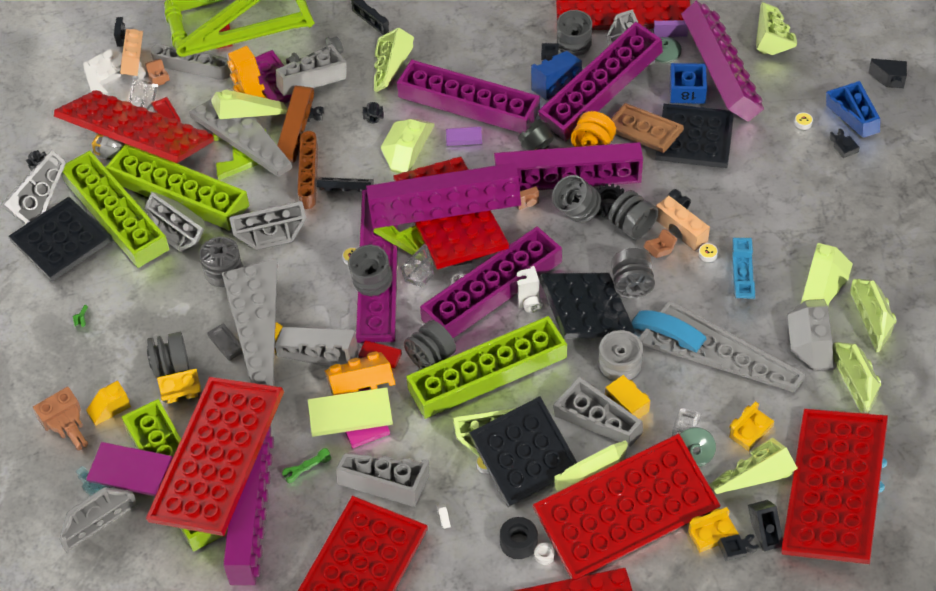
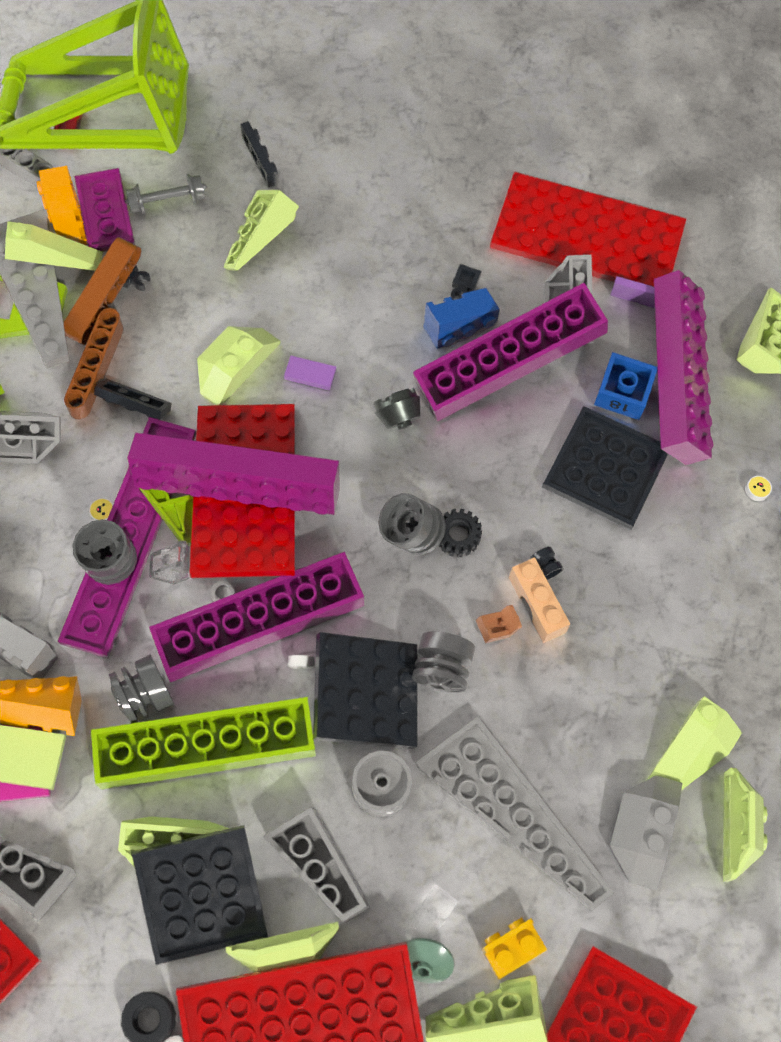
camera: 10 degrees right, 15 degrees up
(312, 71) = (150, 220): light grey wedge -> none
(373, 112) = (206, 303): black gear -> none
(390, 353) = (89, 676): red tile -> none
(444, 518) = (67, 947): white tile -> none
(468, 96) = (335, 318): magenta brick -> none
(527, 287) = (299, 643): white hinge -> none
(529, 198) = (353, 496): nougat bracket -> none
(574, 32) = (505, 262): dark grey wheel -> none
(593, 129) = (472, 428): light orange wheel -> none
(594, 164) = (423, 469): magenta brick -> none
(628, 396) = (368, 851): yellow brick -> none
(633, 214) = (477, 570): dark grey wheel -> none
(646, 127) = (544, 436): medium nougat tile -> none
(669, 326) = (460, 762): dark azure slope -> none
(671, 50) = (620, 326): sand green dish -> none
(708, 252) = (557, 654): tile -> none
(742, 268) = (592, 698): dark azure slope -> none
(857, 374) = (684, 920): yellowish green wedge -> none

